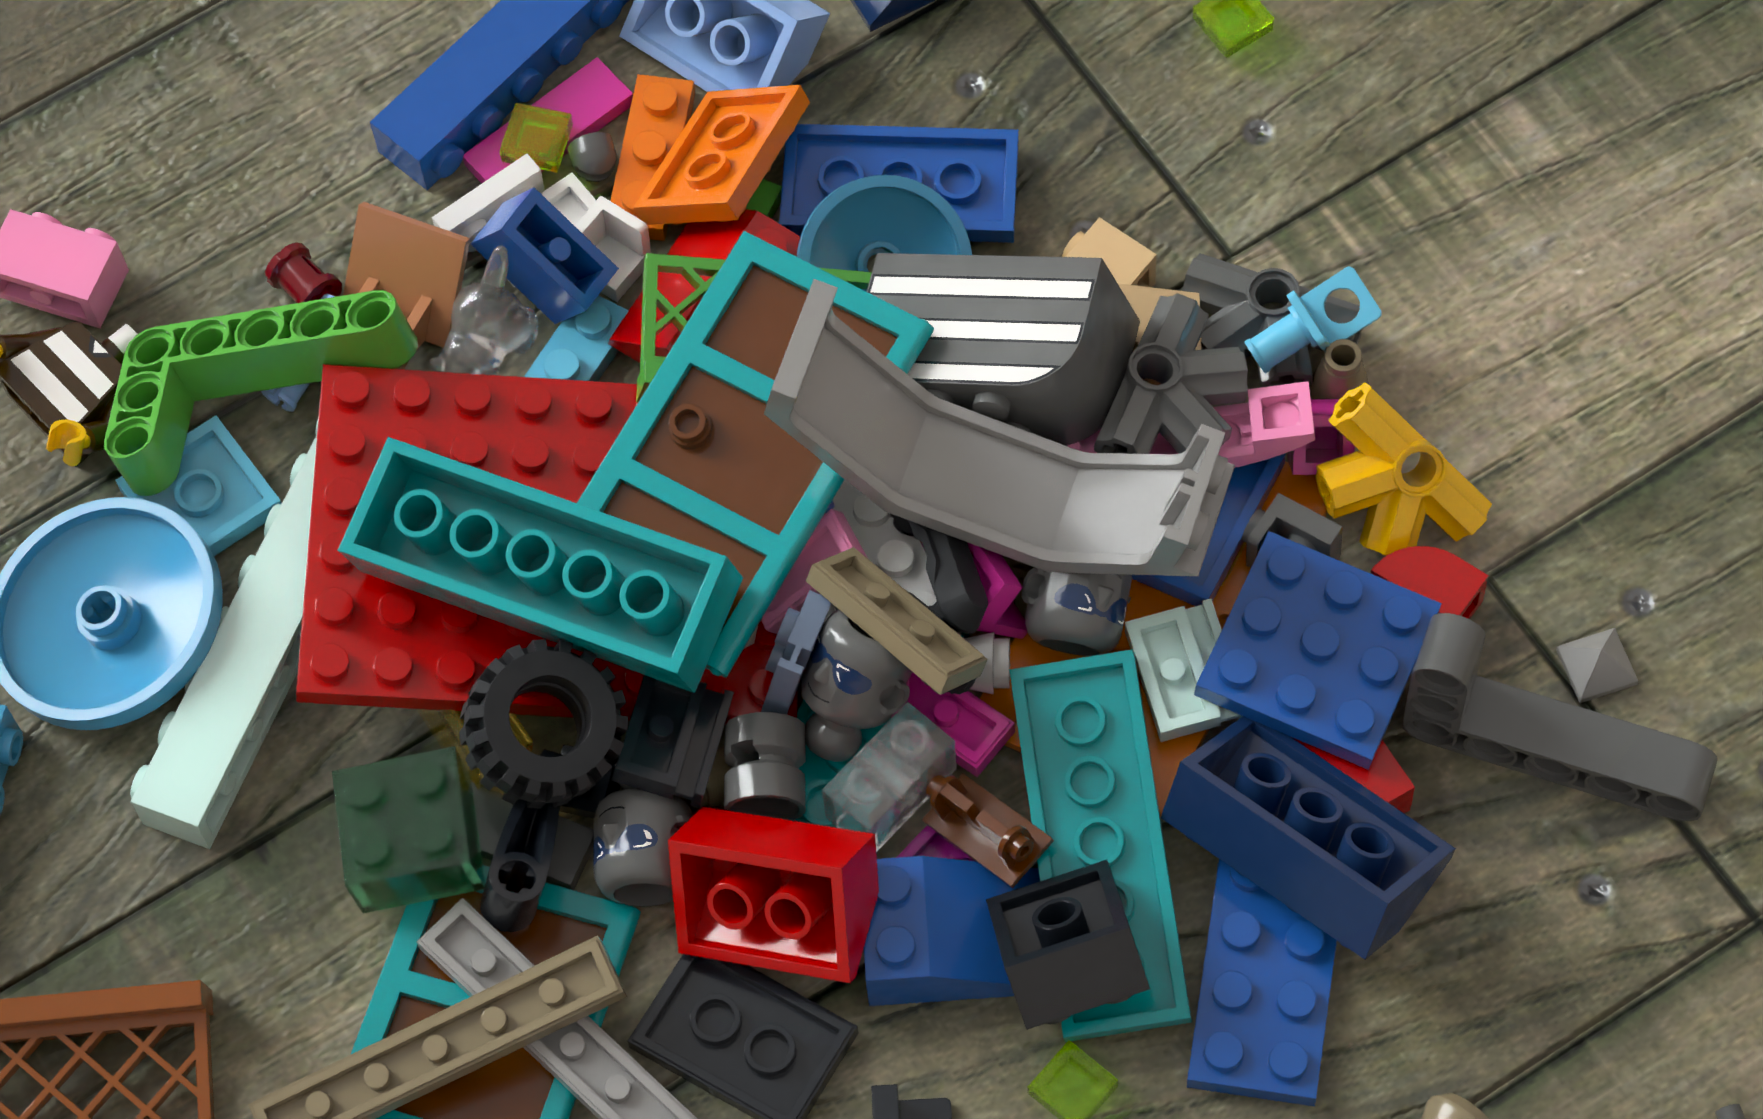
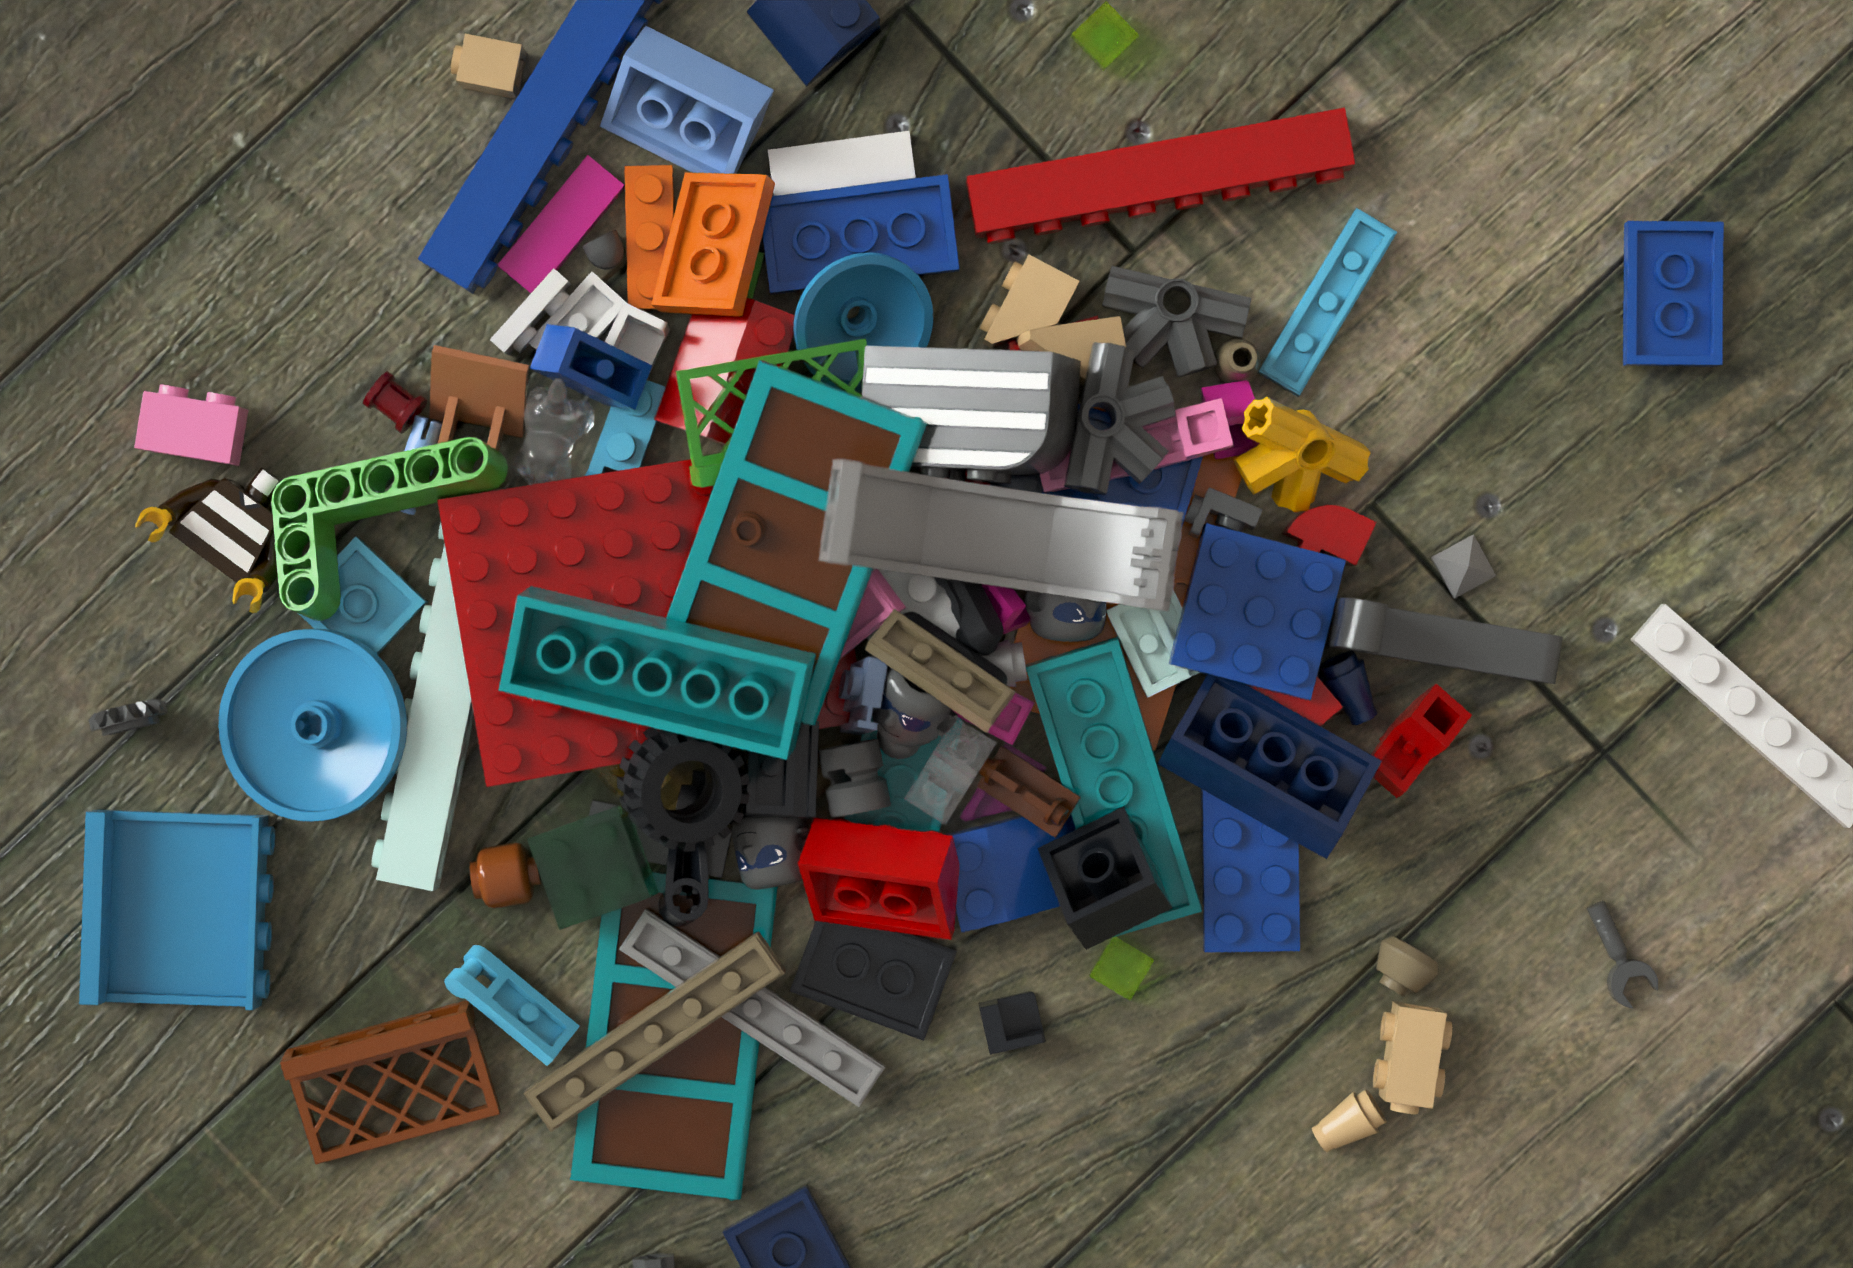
camera: 15 degrees left, 25 degrees up
(263, 994) = (512, 1004): none -> medium azure plate
(294, 836) = (504, 875): none -> dark orange head
(538, 133) = (555, 244): clear neon green tile -> none
(895, 104) = (842, 163): none -> white tile
(1276, 166) = (1160, 174): none -> red brick
(1309, 321) = (1213, 332): medium azure bracket -> none
(1431, 771) = (1349, 683): none -> dark blue cone
(1466, 334) = (1327, 302): none -> medium azure tile
(1511, 845) = (1417, 737): none -> red brick

